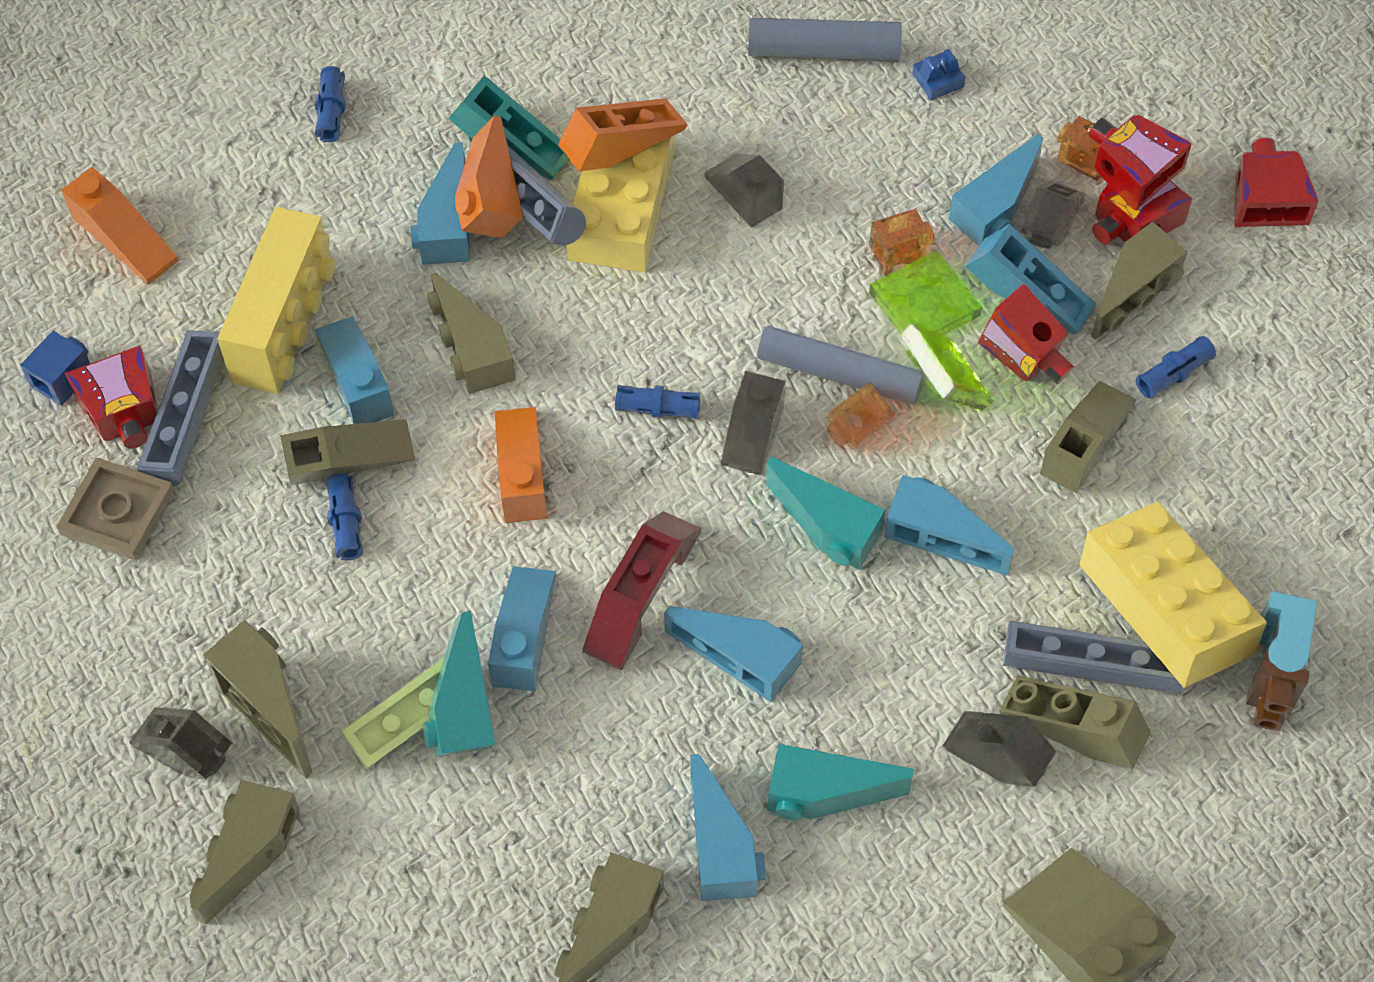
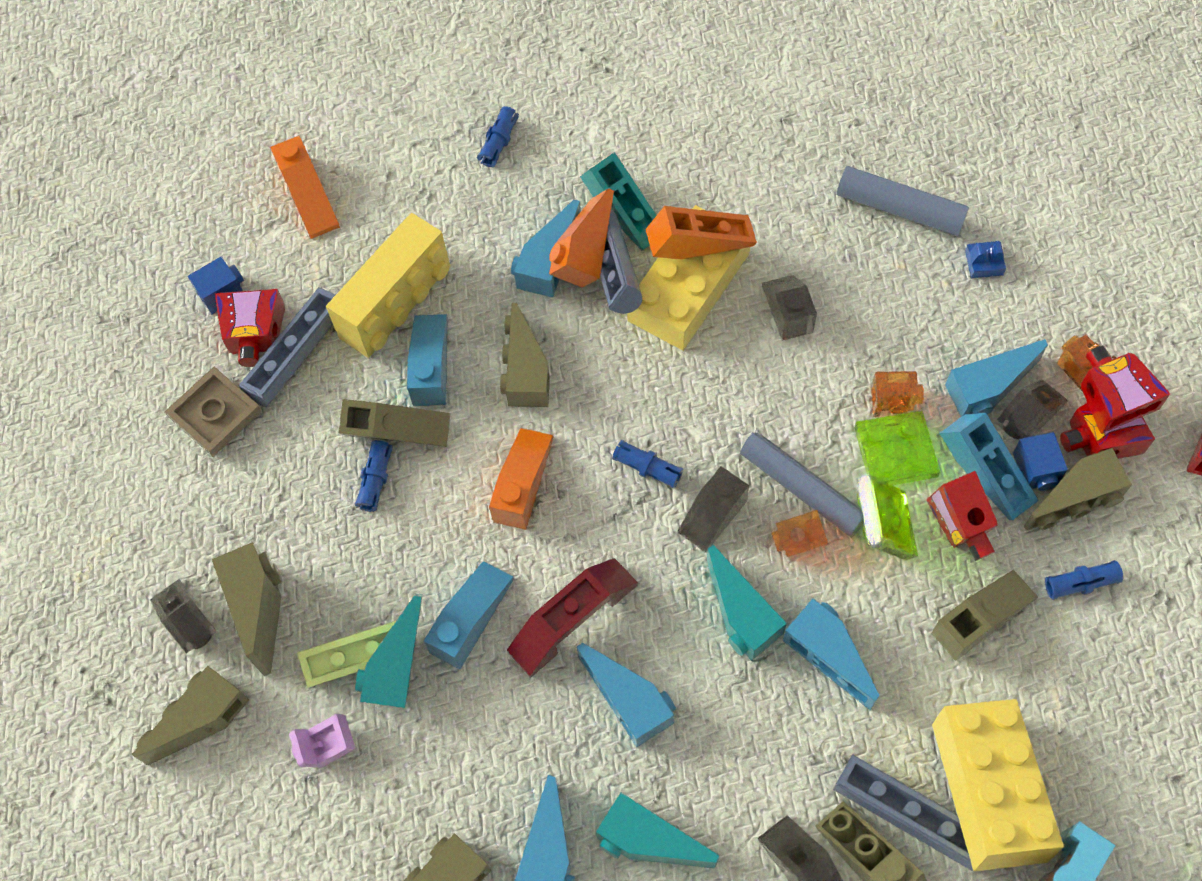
camera: 25 degrees right, 5 degrees up
(413, 818) = (322, 742): none -> lavender bracket
(1084, 260) = (1040, 461): none -> blue brick

